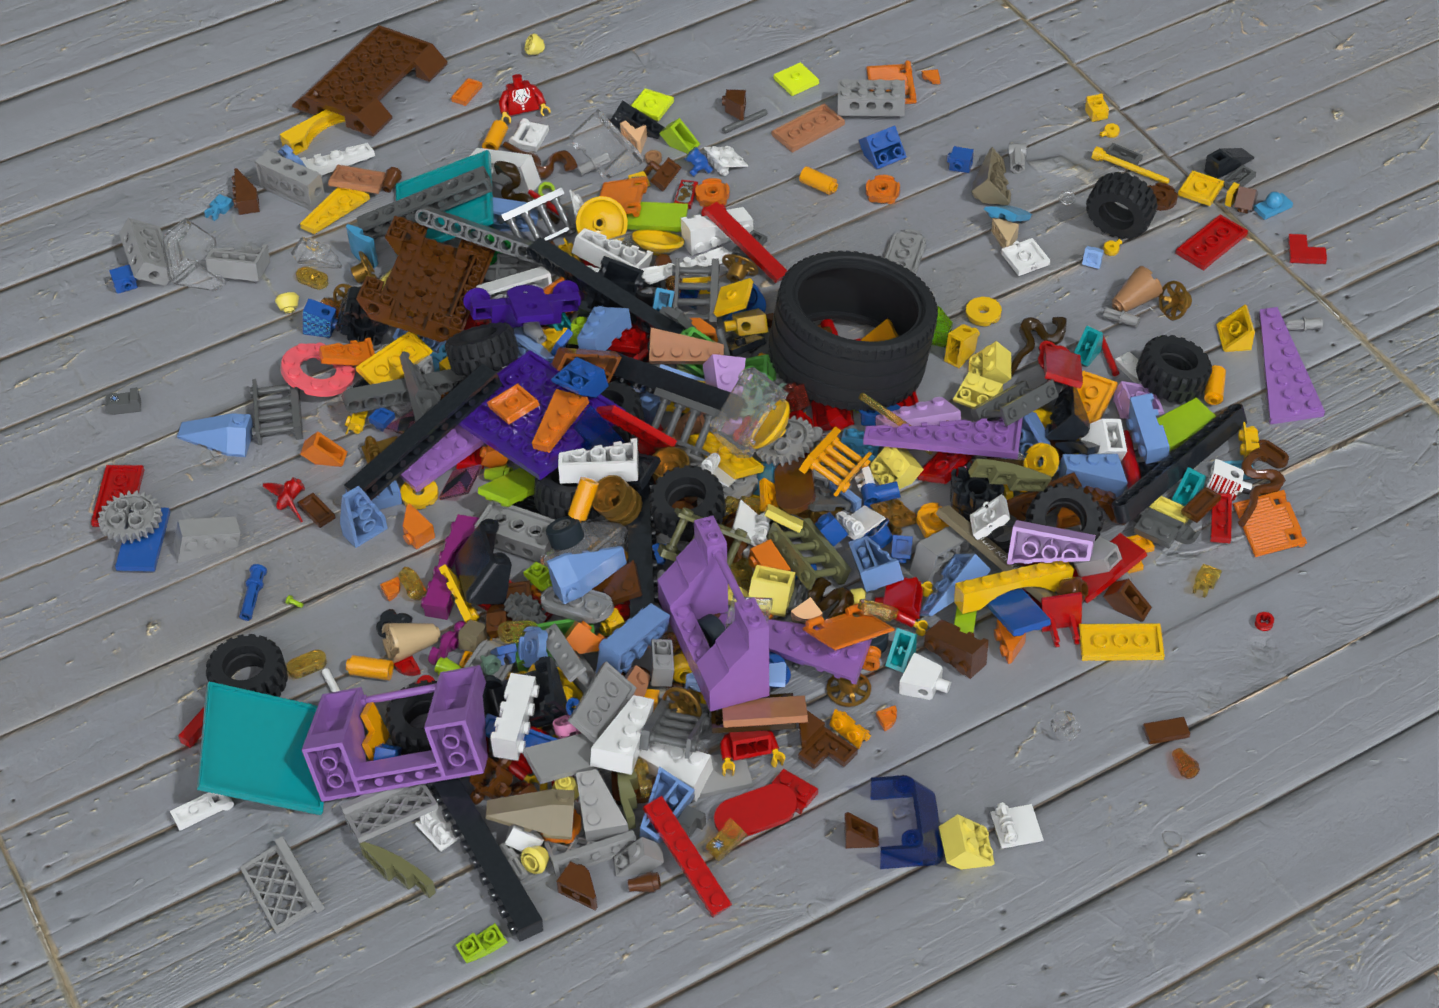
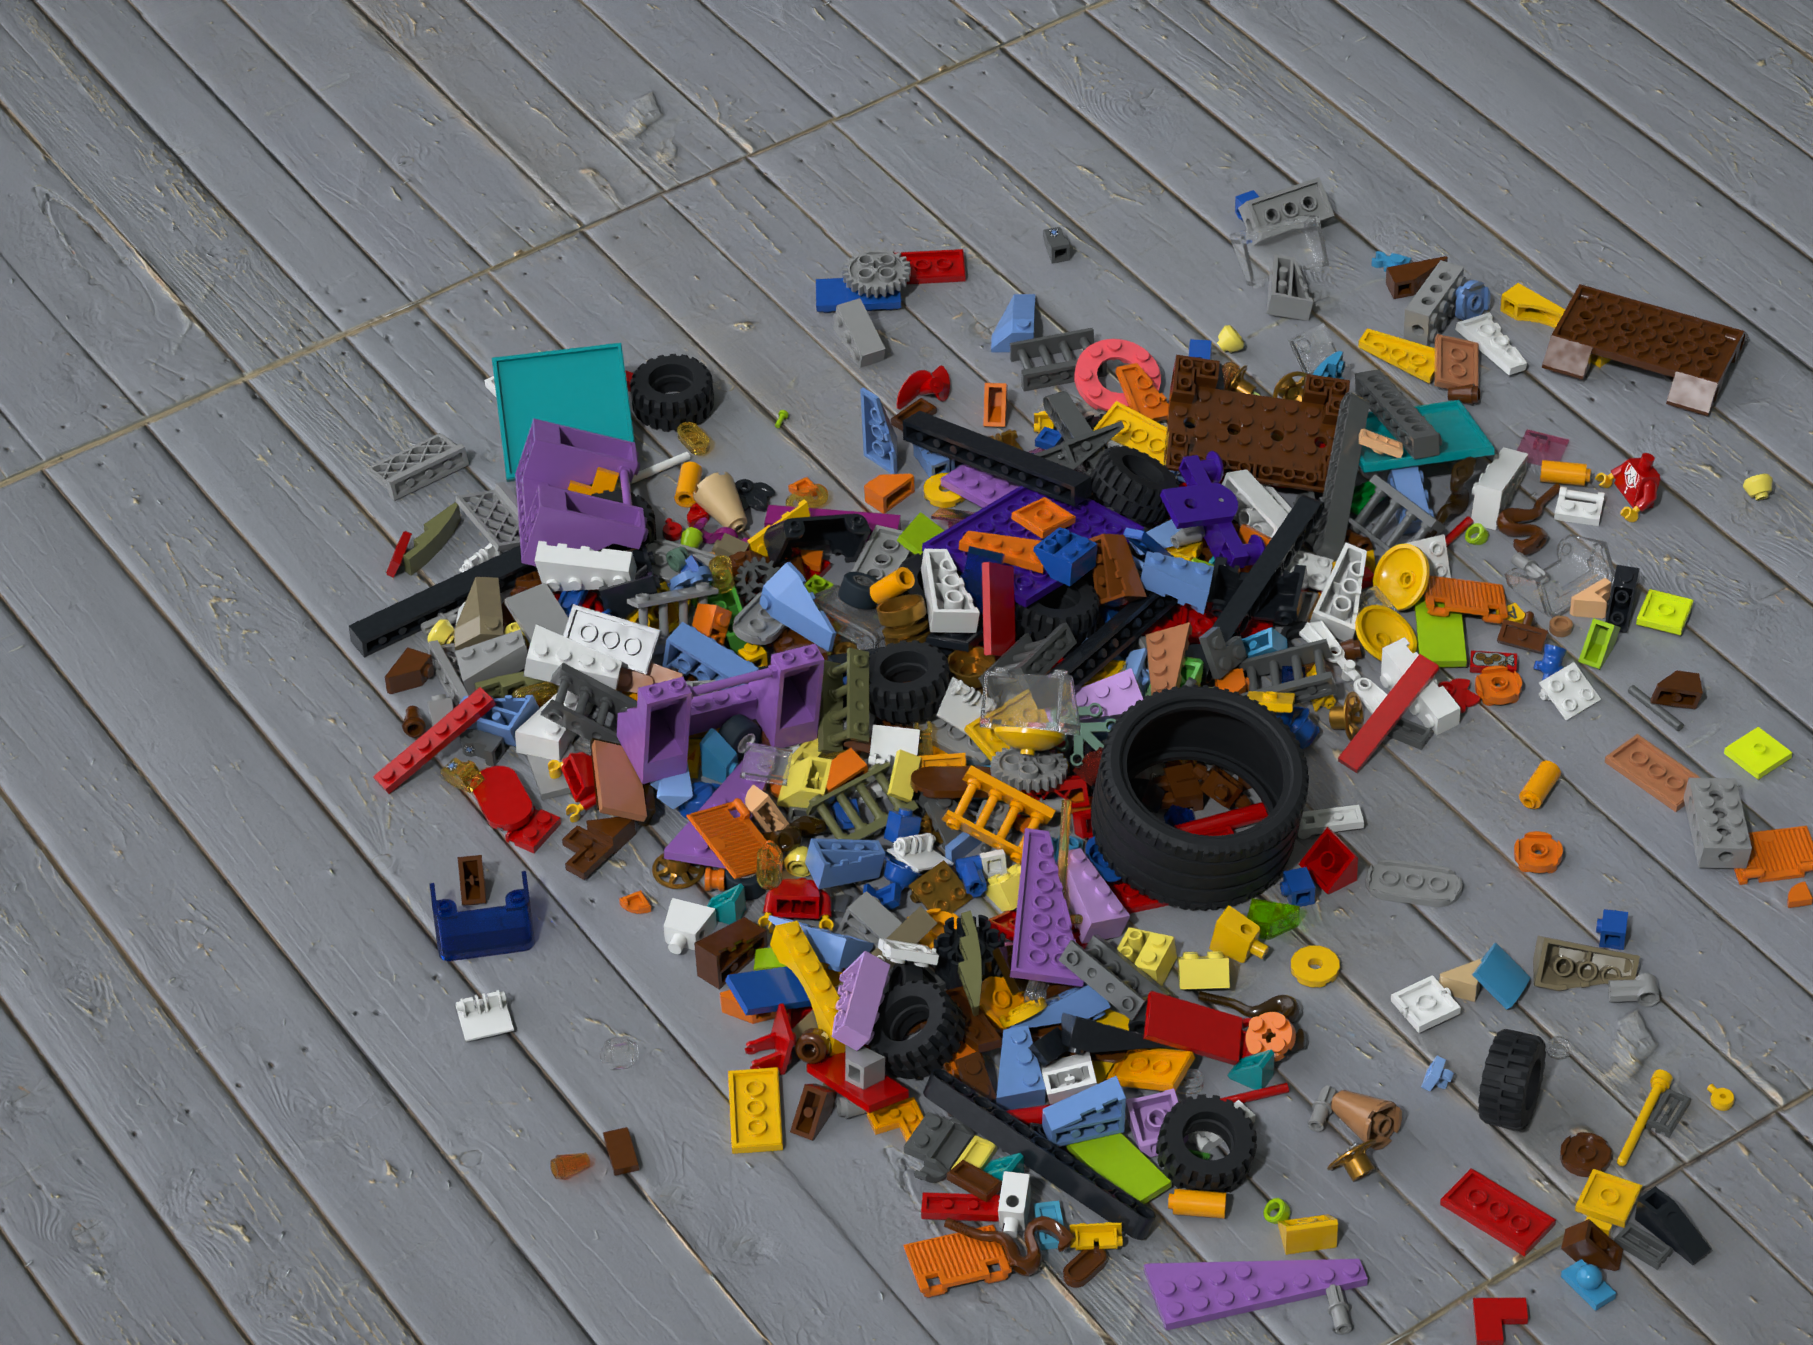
camera: 85 degrees right, 5 degrees down
(254, 585) = (801, 384): blue pin -> none
(312, 278) = (1280, 357): clear yellow plate -> none
(413, 896) = (398, 554): none -> red tile
(457, 148) = (1542, 447): none -> clear pink piece
(466, 91) = (1655, 440): orange tile -> none
(471, 206) = (1380, 444): none -> light nougat plate
(478, 946) = (344, 609): lime slope -> none
(848, 729) = (610, 874): light orange hinge -> none
(883, 147) = (1621, 845): blue slope -> none
(966, 843) = (456, 972): light yellow slope -> none
(1057, 335) = (1264, 1024): none -> orange plate
(1096, 107) = (1763, 1077): yellow brick -> none
(1111, 247) = (1465, 1099): yellow piece -> none
(1206, 578) = (857, 1191): clear yellow plate -> none
(1218, 344) = (1283, 1214): none -> lime piece
(1264, 616) = (794, 1242): red bush -> none

